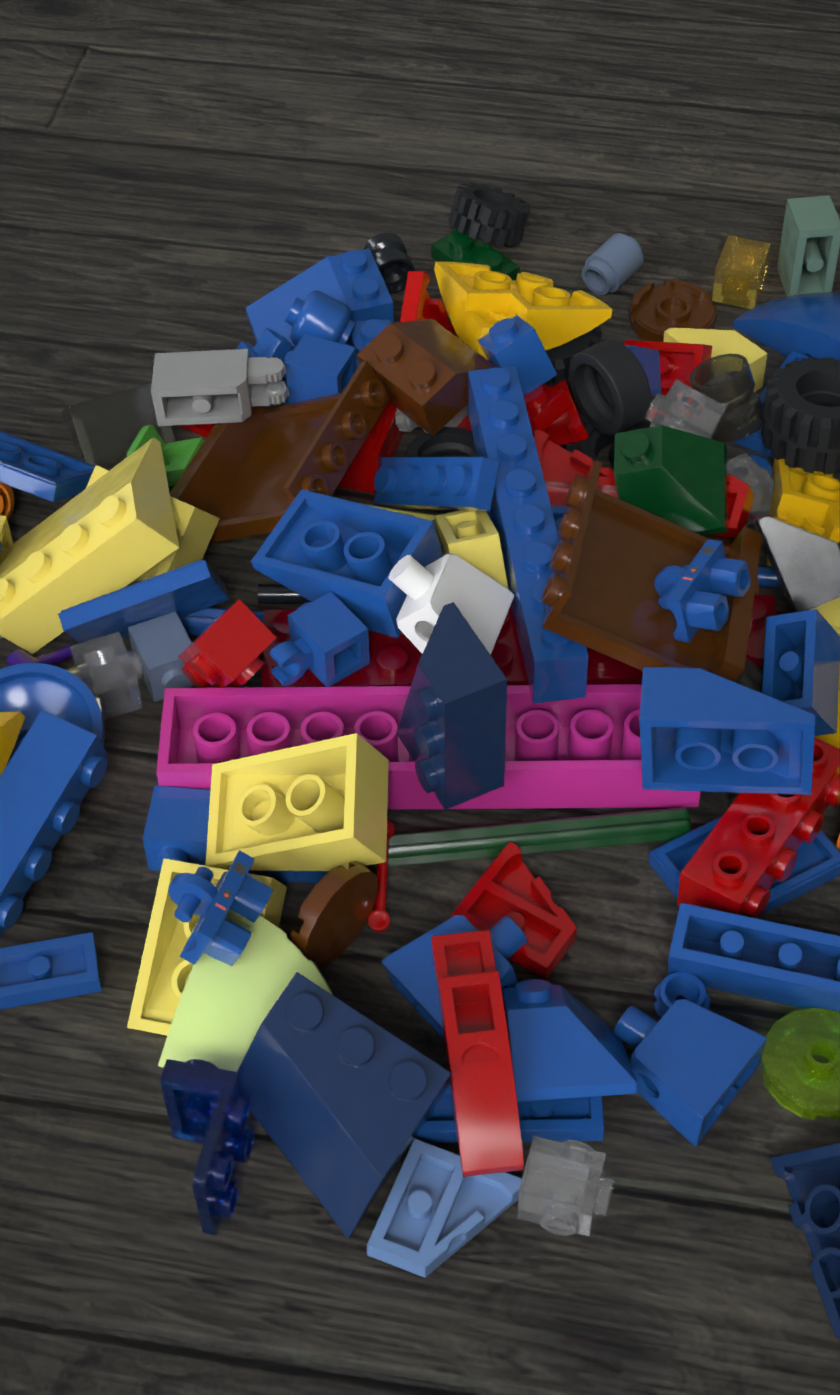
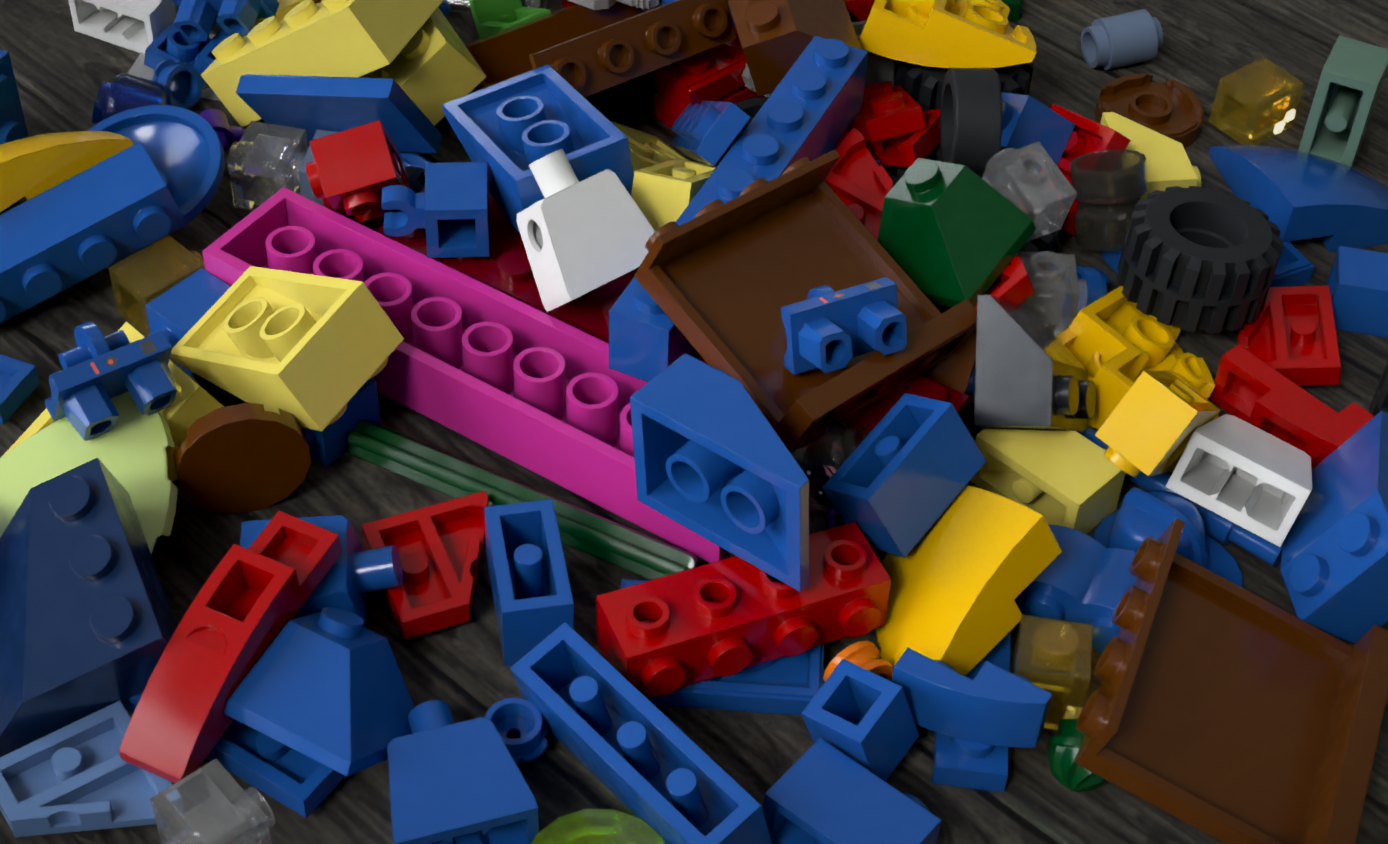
camera: 30 degrees right, 5 degrees down
(119, 818) = (148, 275): none -> clear yellow brick
(379, 919) = (305, 499): red hinge -> none
(456, 714) = (471, 307): dark blue wedge -> none
(517, 344) = (895, 52): blue brick -> none
(608, 889) = (526, 575): none -> blue brick

